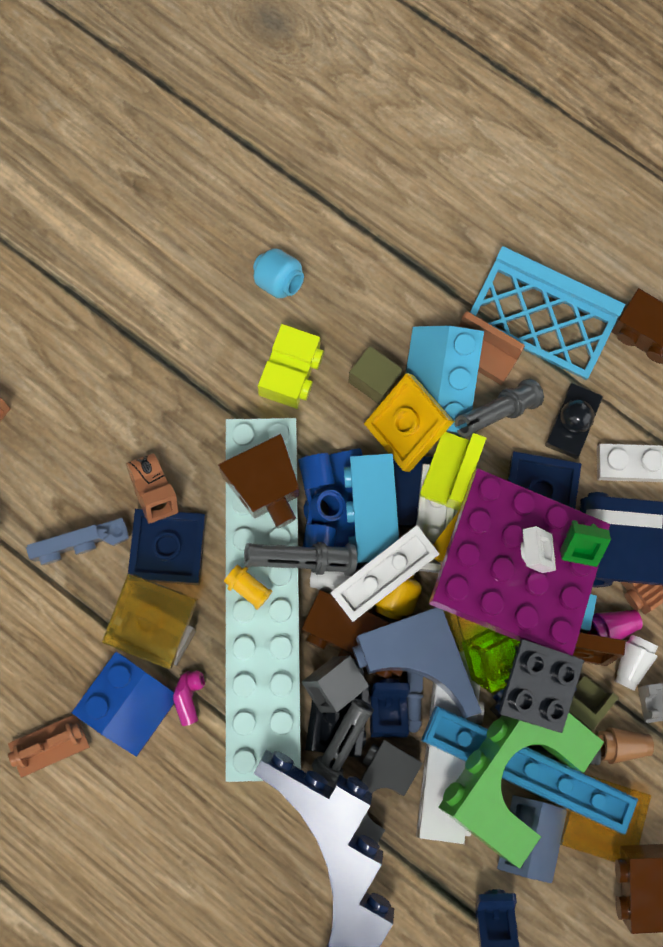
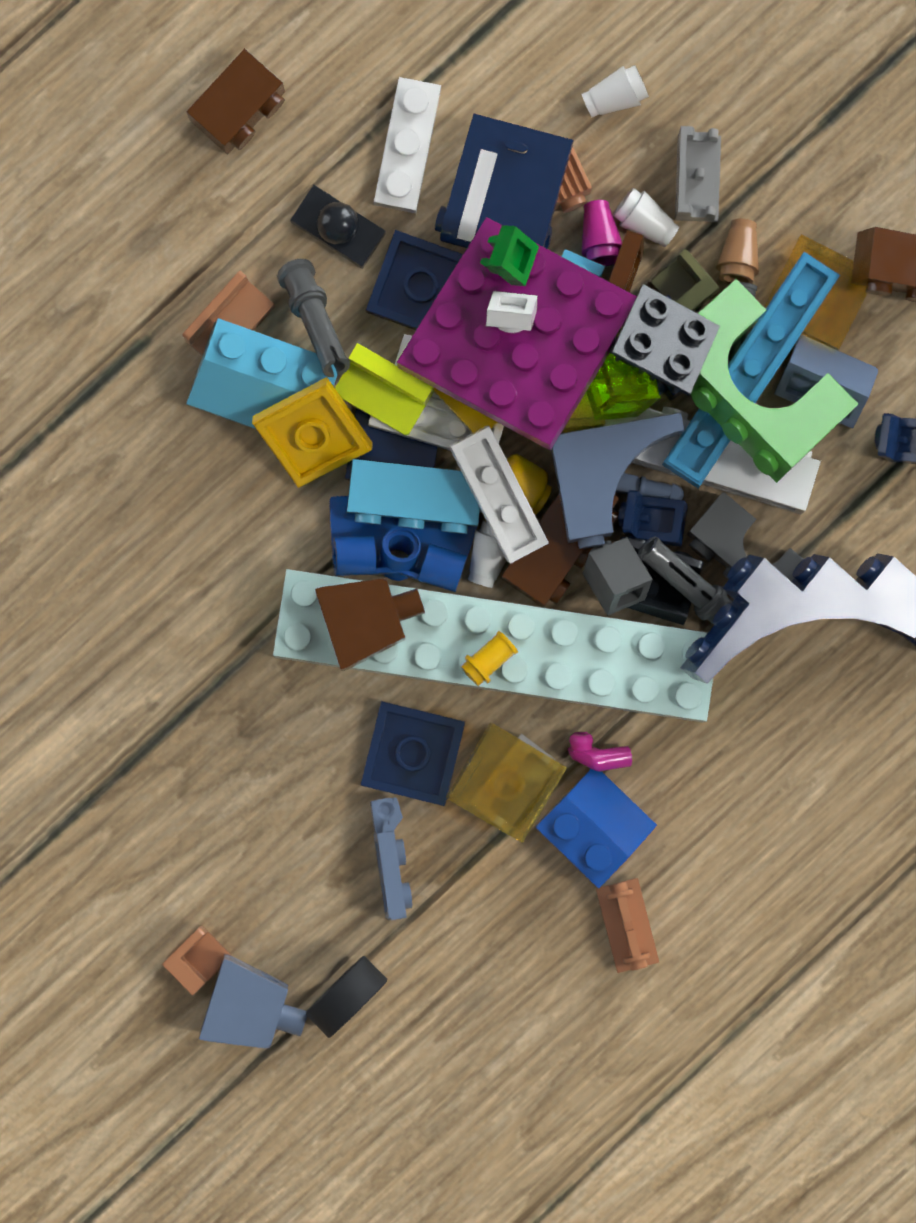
camera: 75 degrees left, 10 degrees up
(152, 488) = (339, 760): nougat leg -> none
(278, 273) = (84, 561): medium azure head -> none
(290, 366) = (211, 566): neon yellow brick -> none
(317, 558) = (466, 572): dark grey pin -> none
(374, 374) = (241, 462): olive panel -> none
(564, 291) = (162, 213): medium azure fence -> none

